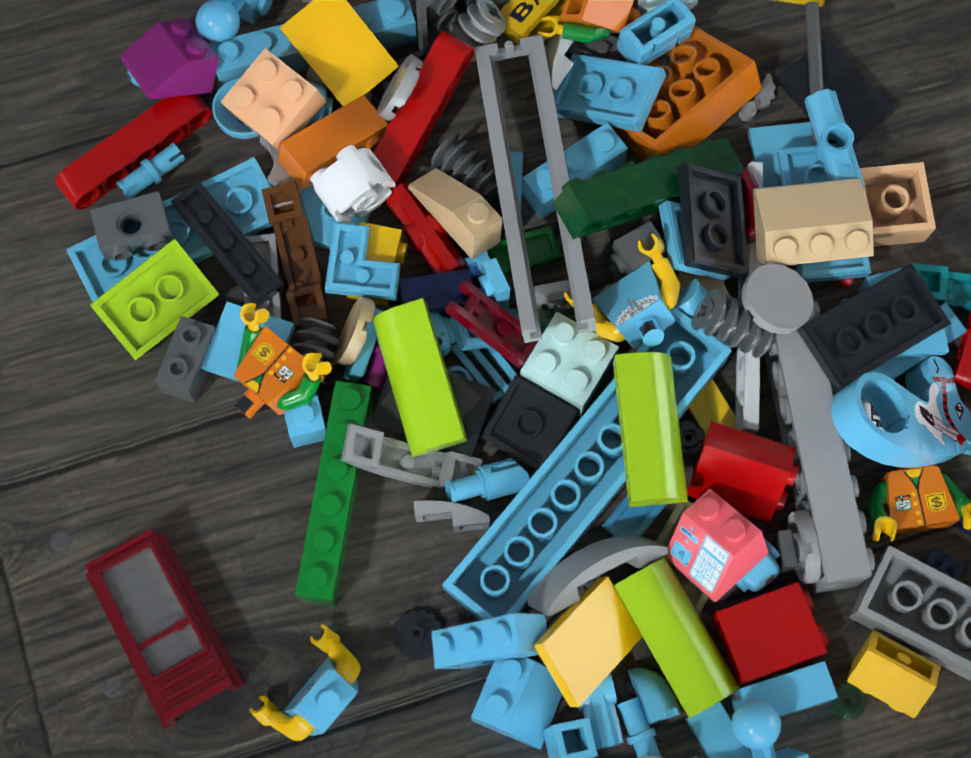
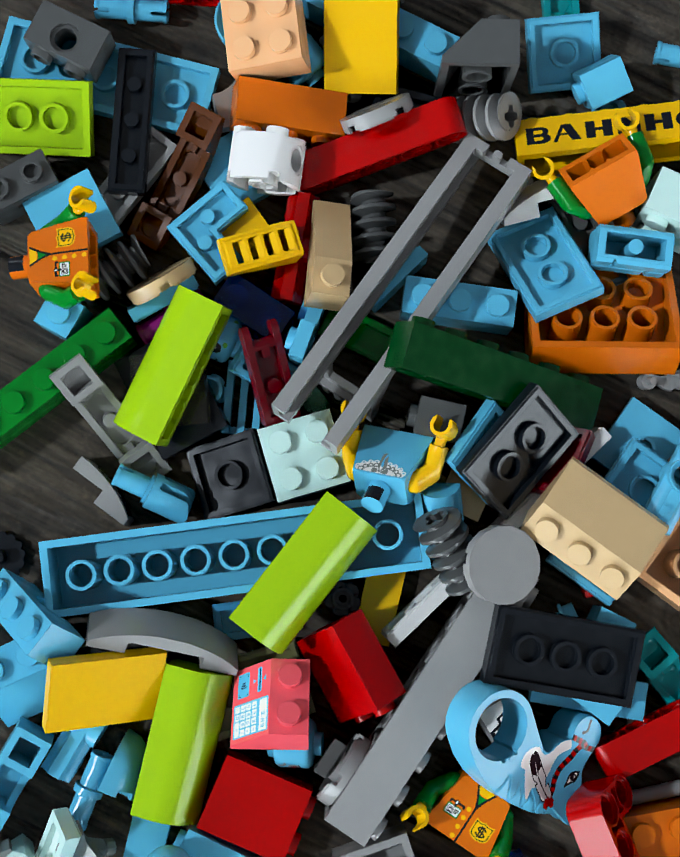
camera: 40 degrees right, 10 degrees up
(416, 225) = (283, 254): none -> yellow slope

